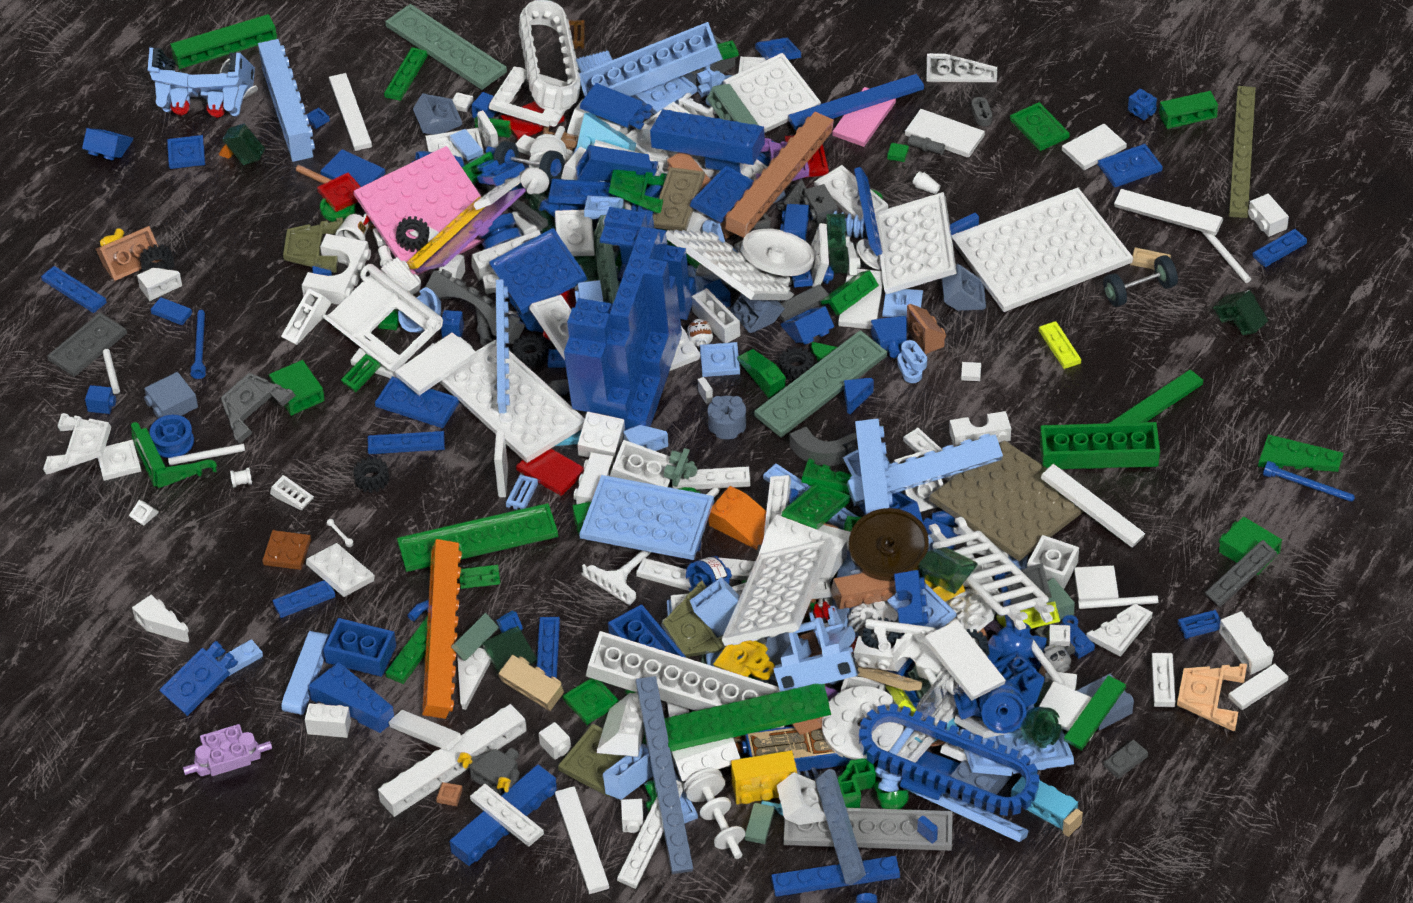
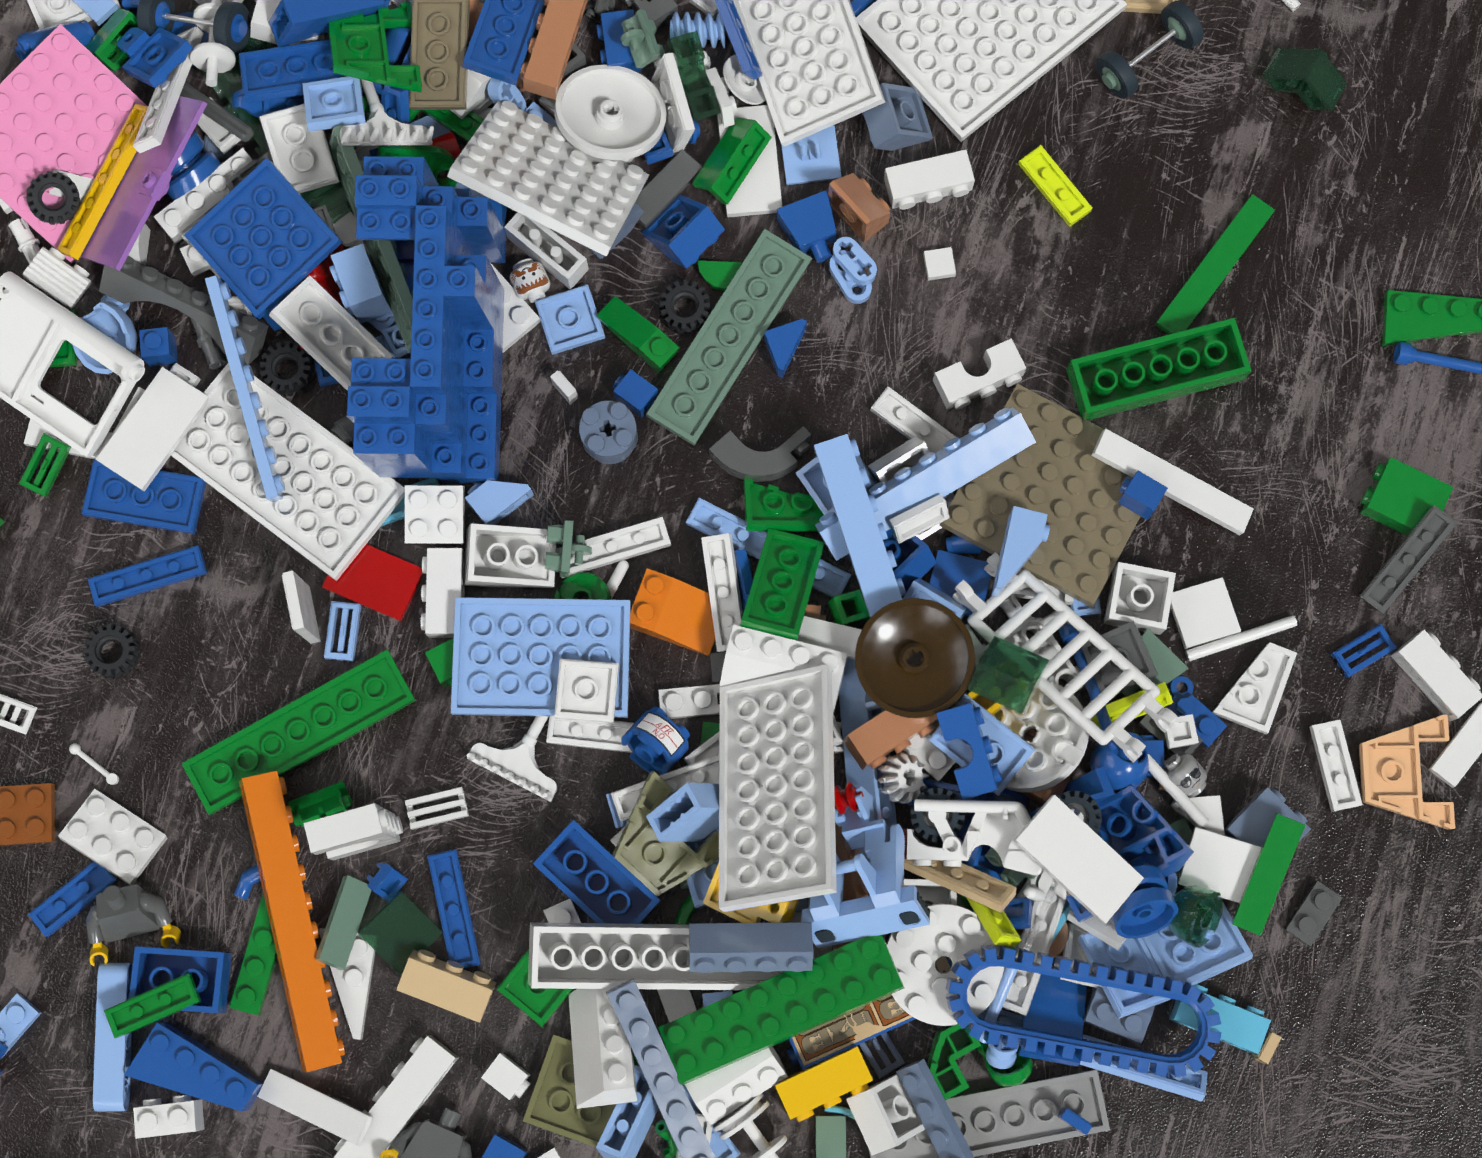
camera: 15 degrees left, 30 degrees up
(335, 603) = (125, 914): none -> dark grey torso
(339, 648) = (152, 1005): none -> green tile
(503, 561) = (353, 831): none -> white arch
(553, 594) = (433, 797): none -> white tile
(671, 535) = (586, 690): none -> white tile
(736, 672) = (750, 947): none -> sand blue brick
(752, 399) = (635, 392): none -> blue brick
(808, 218) = (640, 38): none -> sand green hips
(915, 486) = (919, 518): none -> white tile
(976, 325) = (929, 179): none -> white brick
(977, 510) = (1021, 539): none -> light blue slope
(1068, 503) = (1141, 494): none -> blue brick

